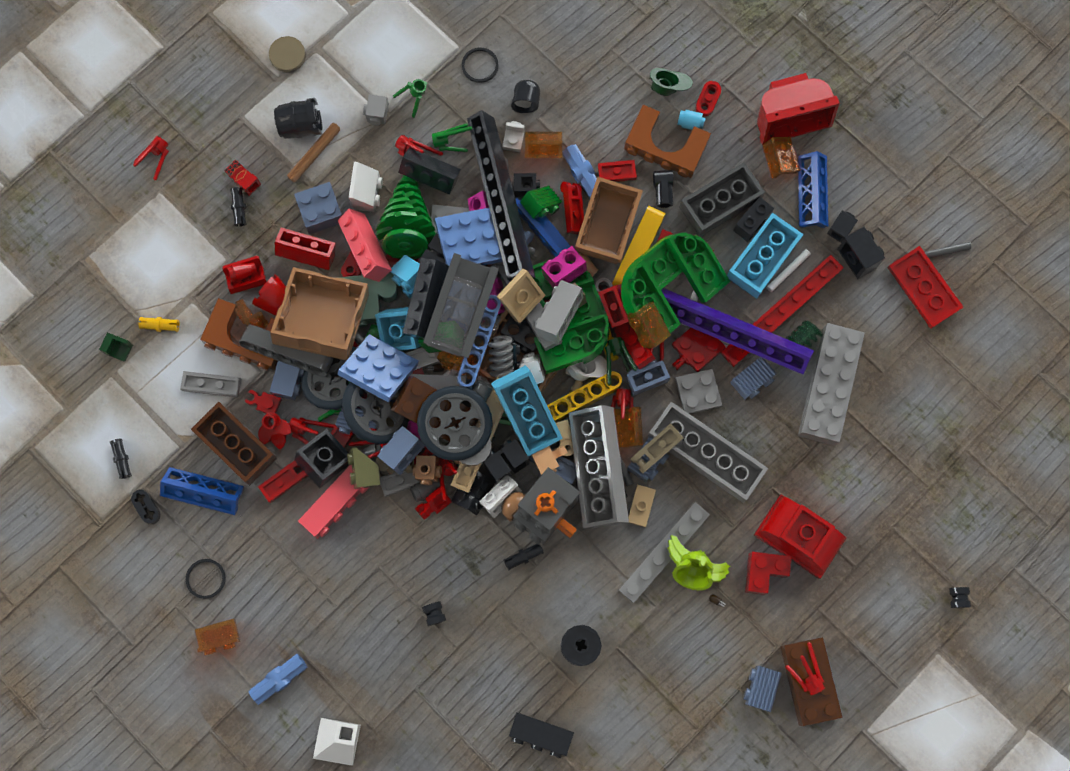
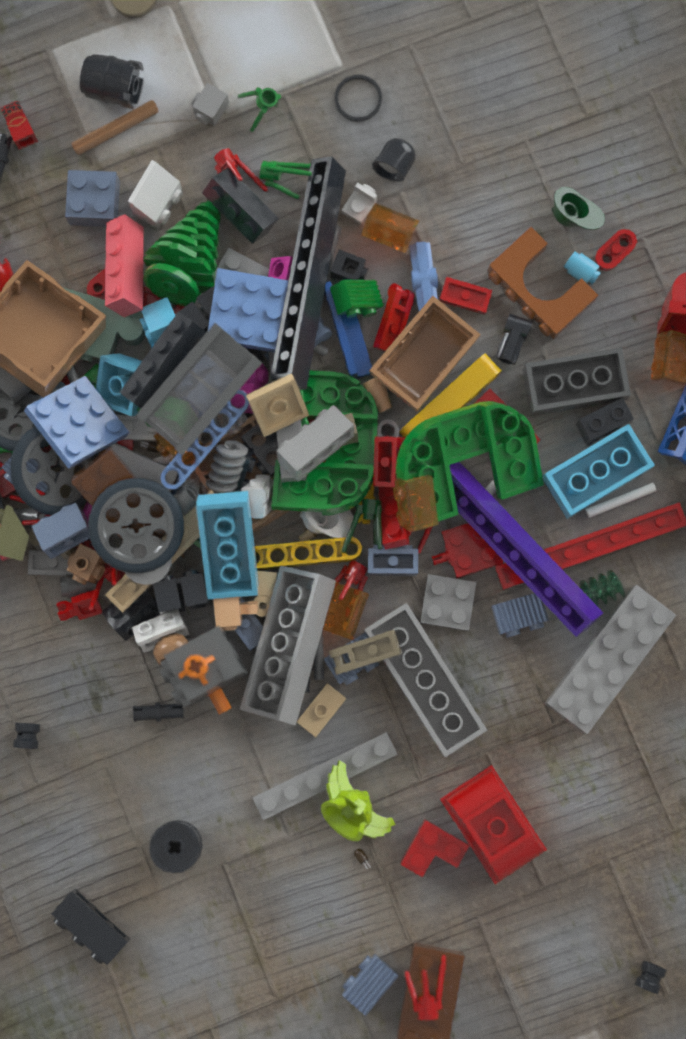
camera: 25 degrees right, 5 degrees up
(304, 248) = (54, 241): red brick -> none
(566, 271) = (349, 396): dark pink brick -> none

